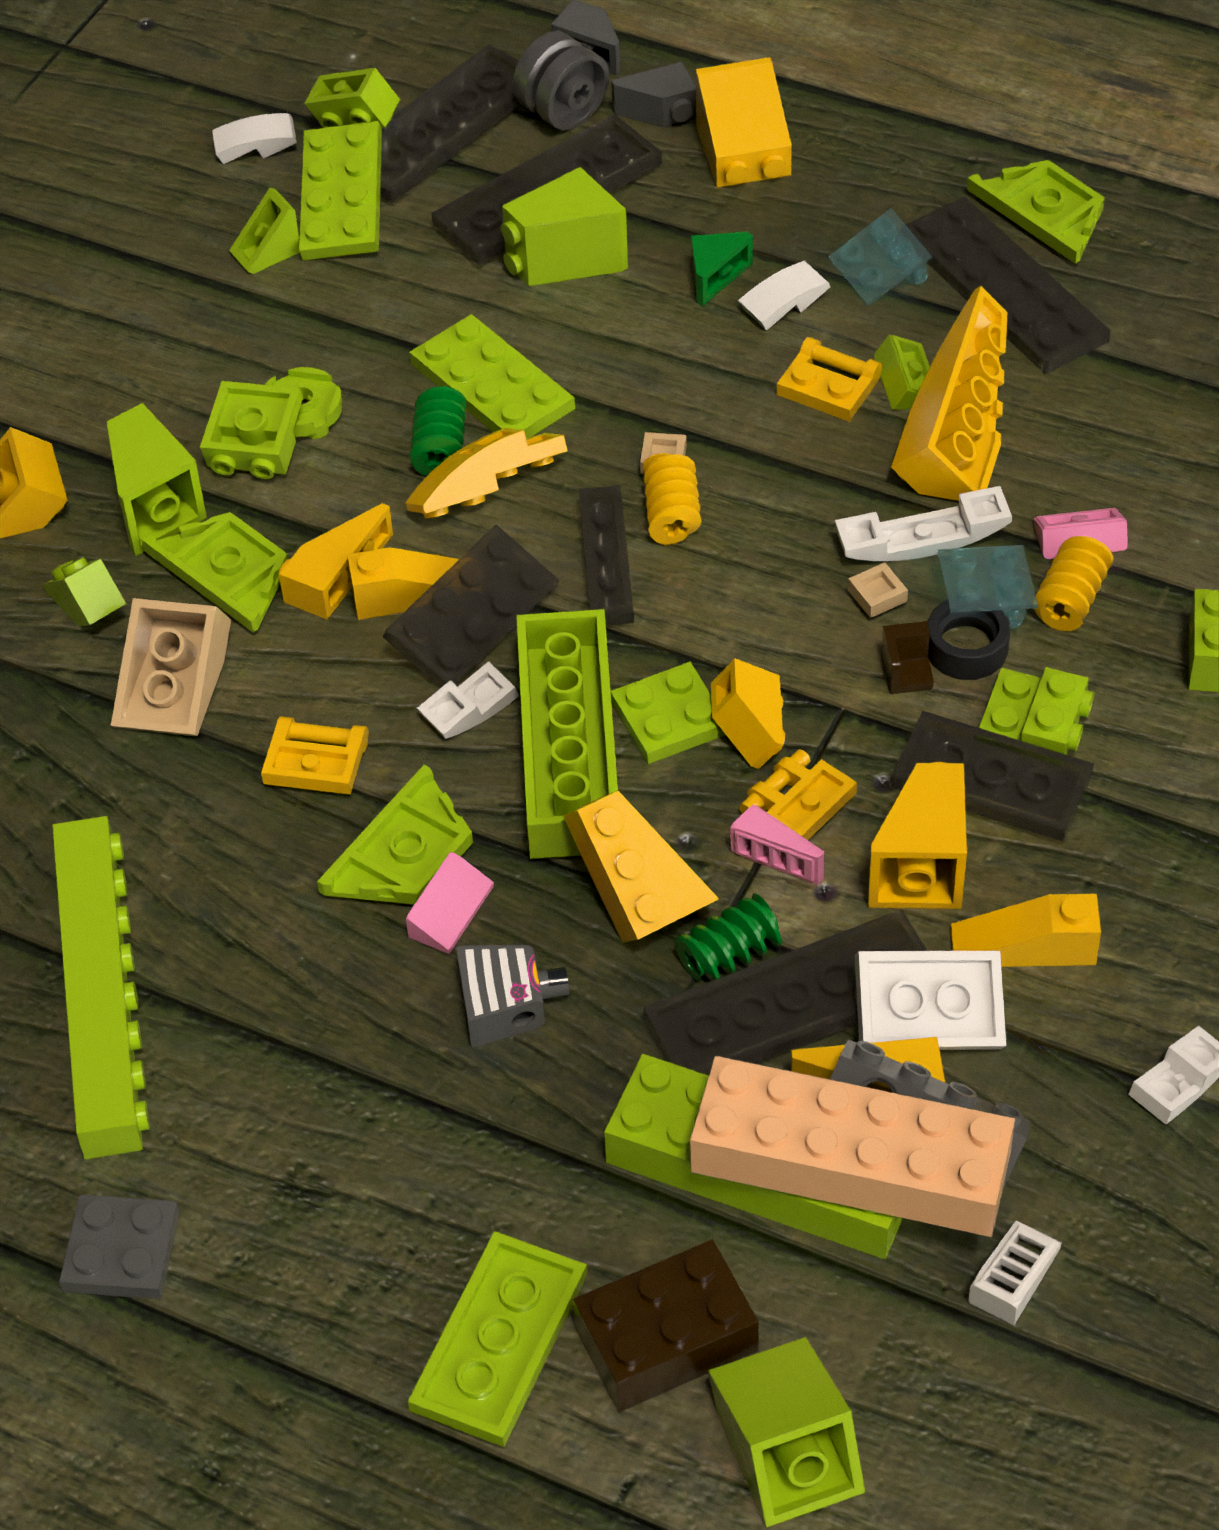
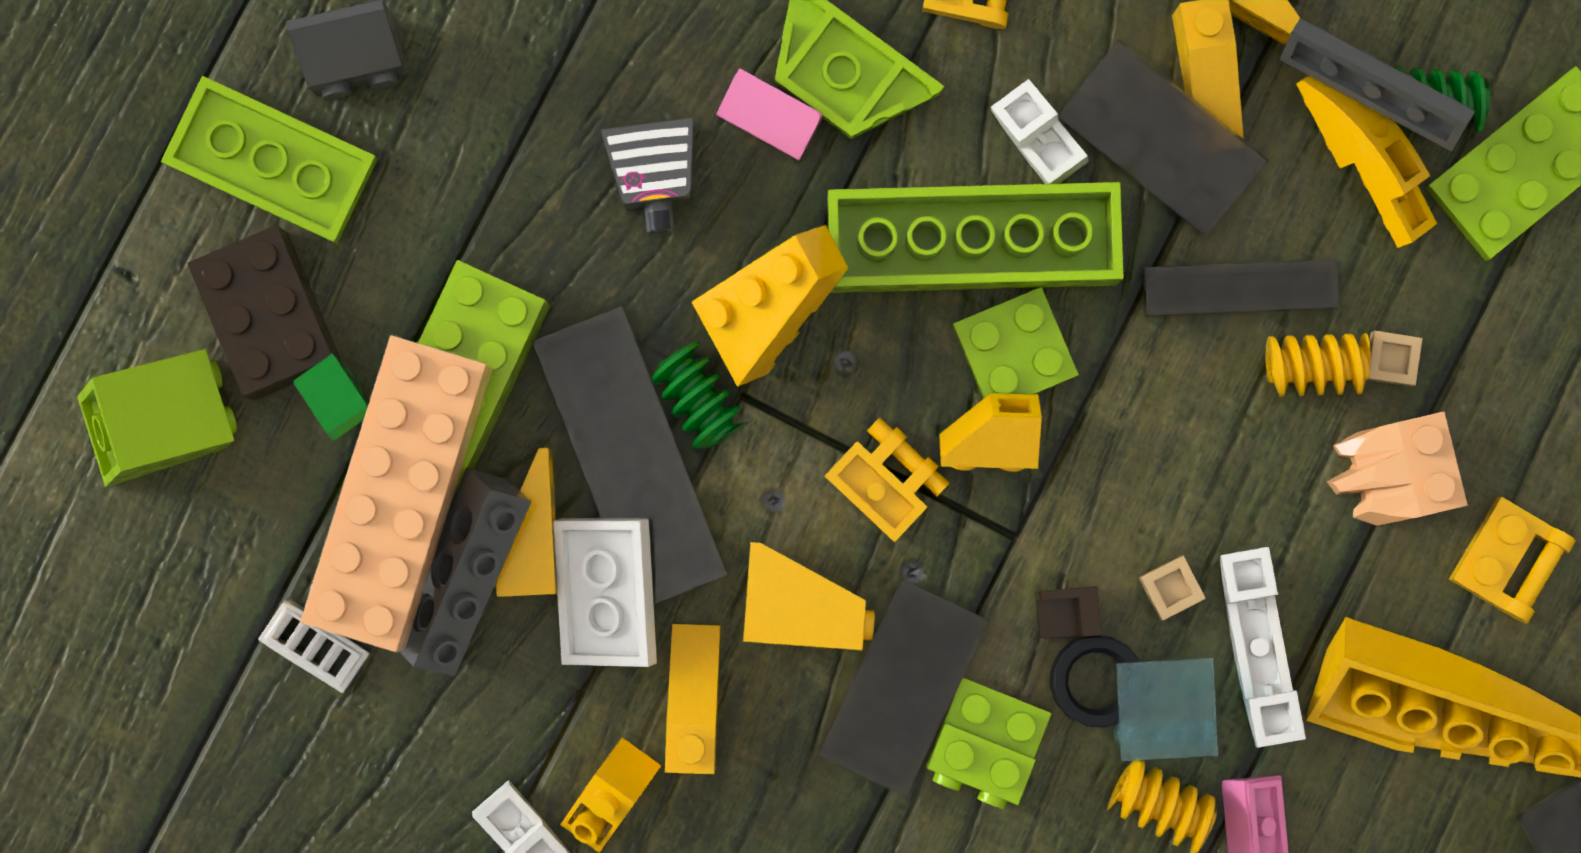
camera: 90 degrees right, 35 degrees up
(384, 1253) = (349, 49): none -> dark grey slope
(429, 447) = (1376, 84): none -> dark grey plate
(757, 1232) = (333, 396): none -> green slope
(759, 446) = (1401, 470): none -> light nougat plate
(775, 845) = (826, 442): bright pink slope -> none
(902, 370) = (1521, 649): lime slope -> none
(1130, 994) = (610, 795): none -> yellow slope

